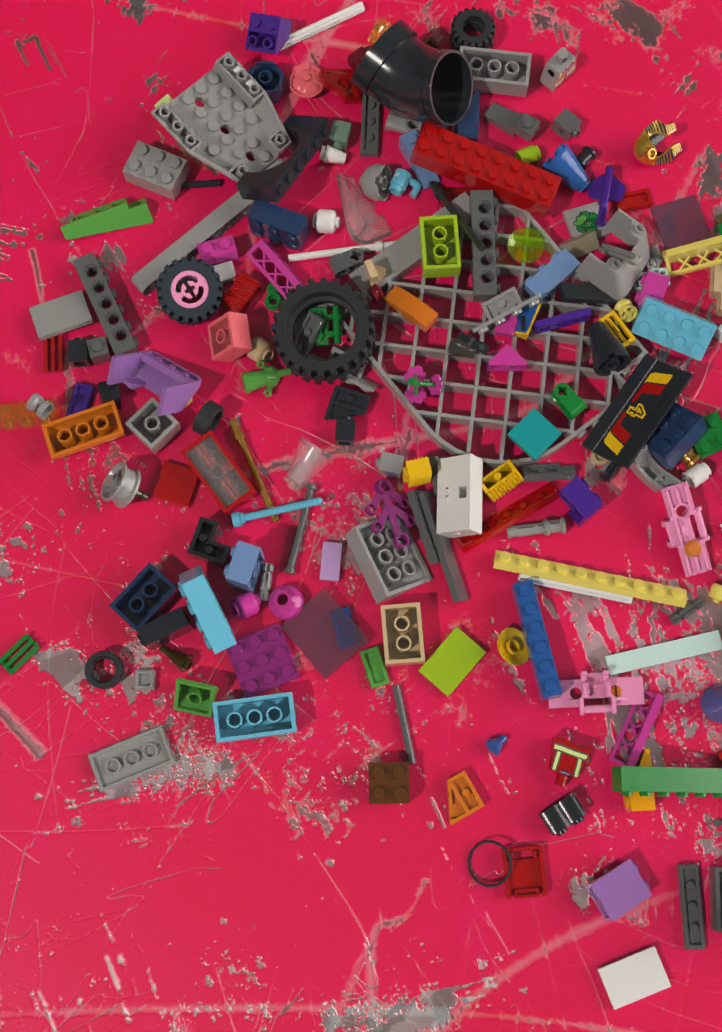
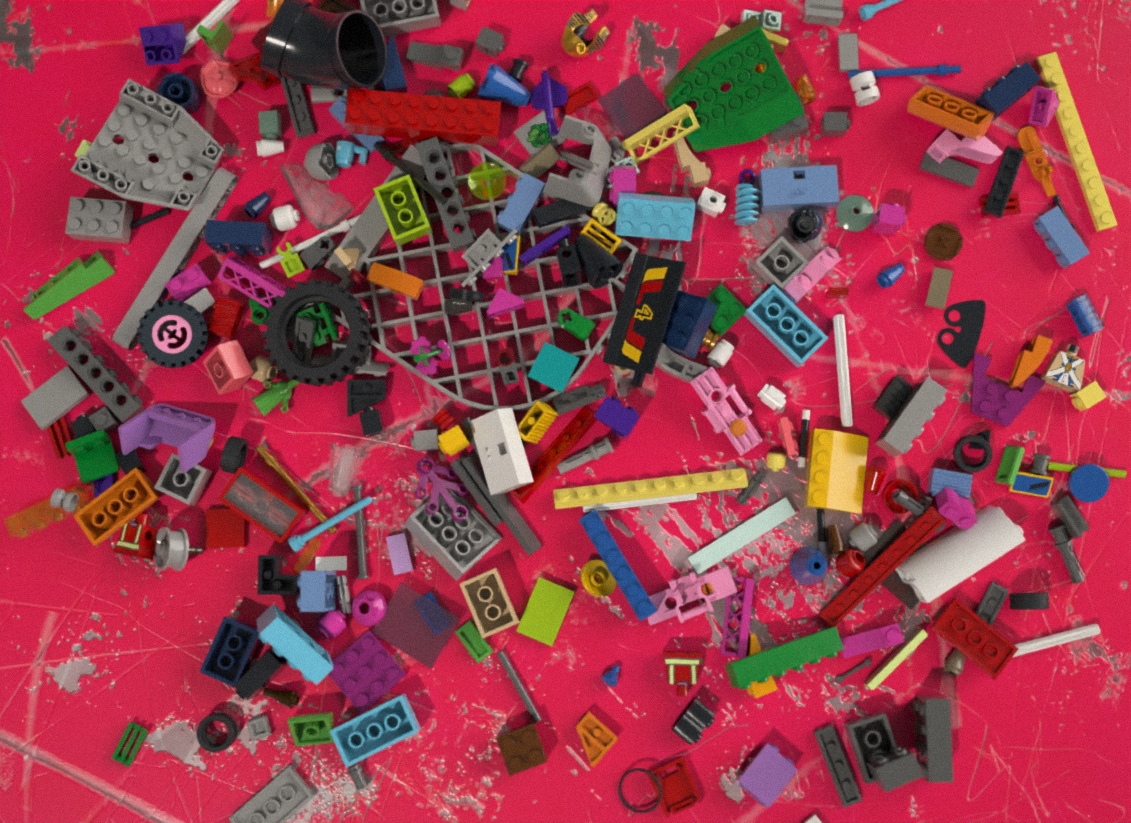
camera: 15 degrees left, 5 degrees up
(78, 377) = (94, 456): none -> green bracket
(92, 466) = (137, 539): none -> red torso
(222, 757) = (357, 776): none -> dark grey pin
(245, 533) = (307, 555): none -> axle
(269, 551) = (331, 563): none -> white sticker
(273, 183) = (219, 200): black arch -> none
(303, 202) = (256, 205): none -> dark blue cone
(316, 44) = (218, 39): none -> bright green panel
(318, 263) = (291, 263): none -> lime plate
(413, 450) = (443, 419): none -> red wheel
(491, 418) = (507, 366): none -> leg
(579, 344) = (568, 264): none -> black torso

